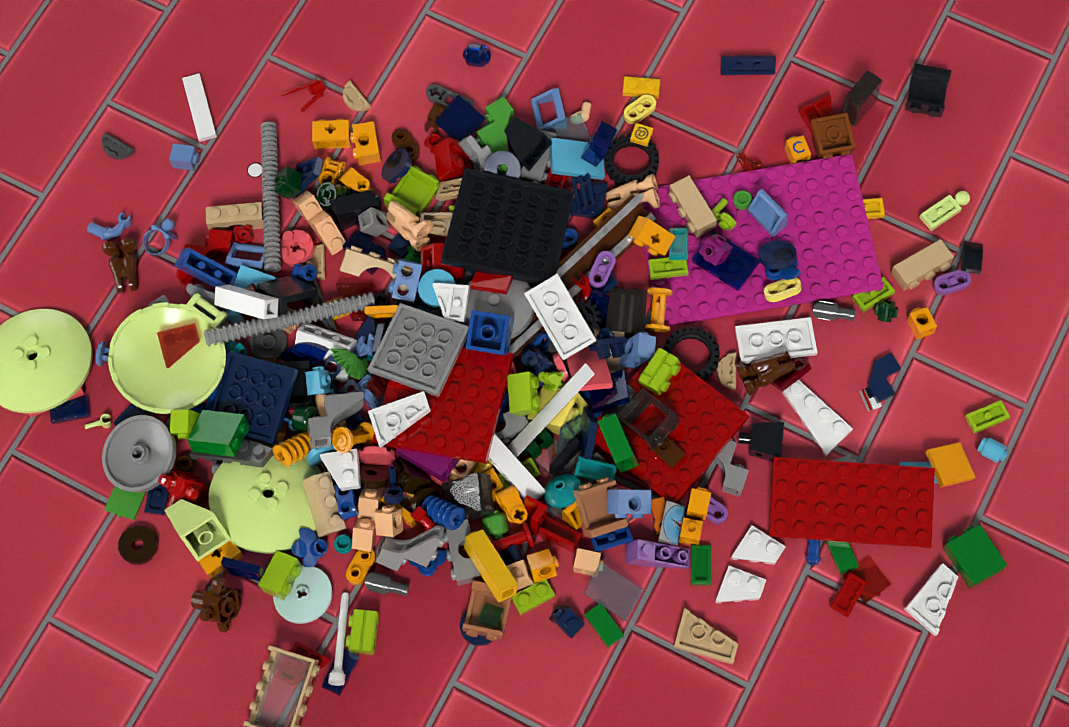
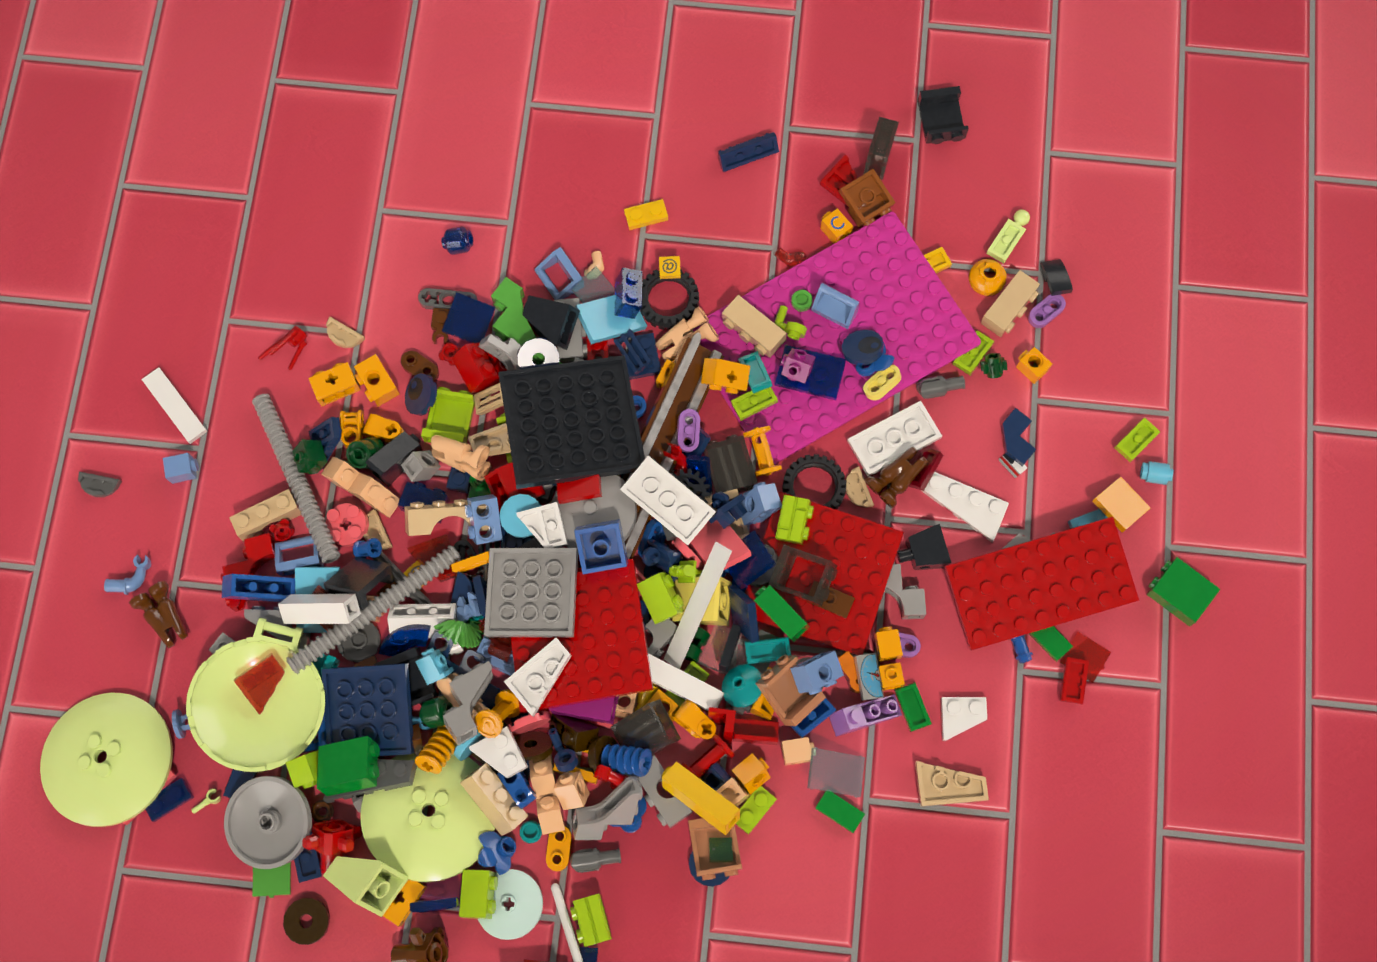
camera: 25 degrees left, 5 degrees up
(166, 227) = (193, 556): medium blue piece -> none
(254, 170) = (265, 453): white sticker -> none
(495, 525) = (685, 749): bright green head -> none
(566, 620) = (799, 821): dark blue bracket -> none
(568, 432) = (725, 622): clear light blue piece -> none
(637, 108) = (653, 240): light yellow plate -> none
(758, 548) = (964, 665): white wing -> none
(909, 244) = (983, 284): none -> light orange piece
(932, 599) = (1158, 651): white wing -> none

